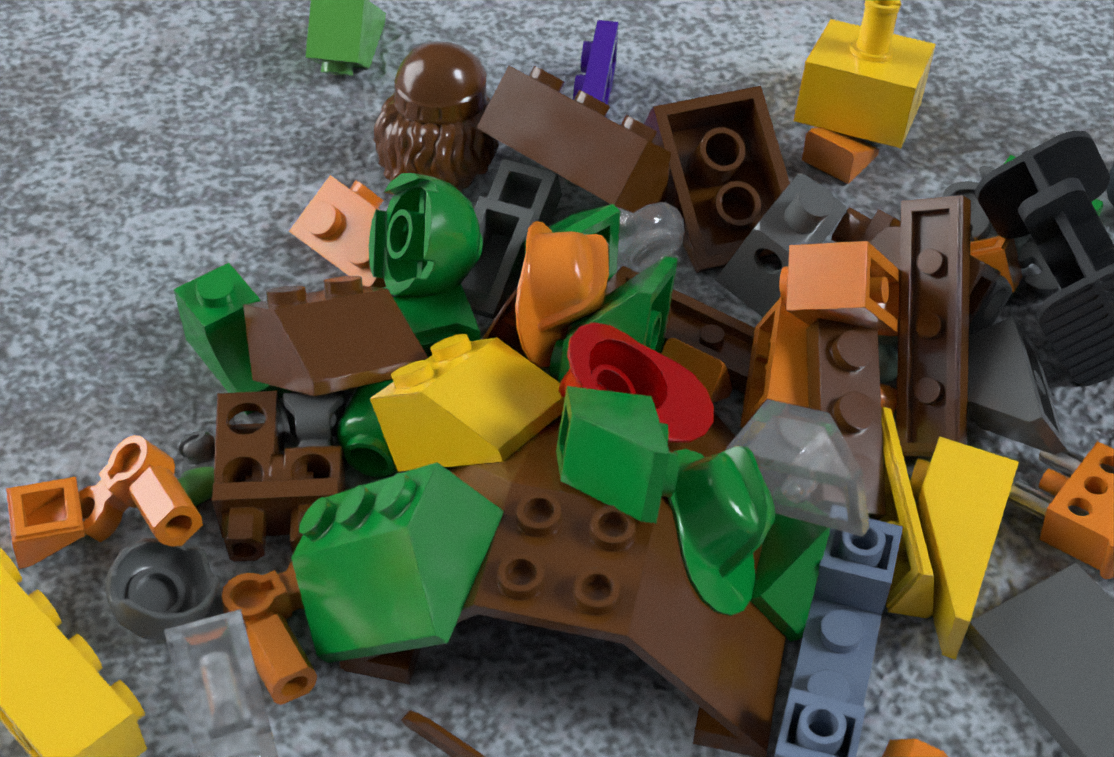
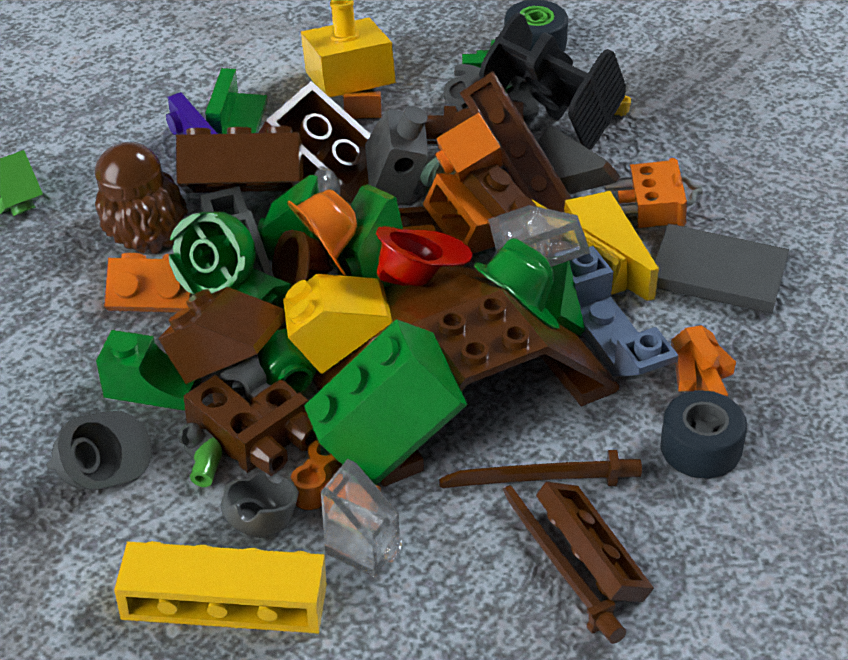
camera: 40 degrees left, 5 degrees down
(44, 519) = (145, 518): orange slope -> none
(81, 399) = (101, 450): none -> dark grey piece
(143, 479) = (182, 460): orange bar -> none
(616, 451) = (458, 273): green slope -> none
(670, 71) = (233, 109): none -> green panel

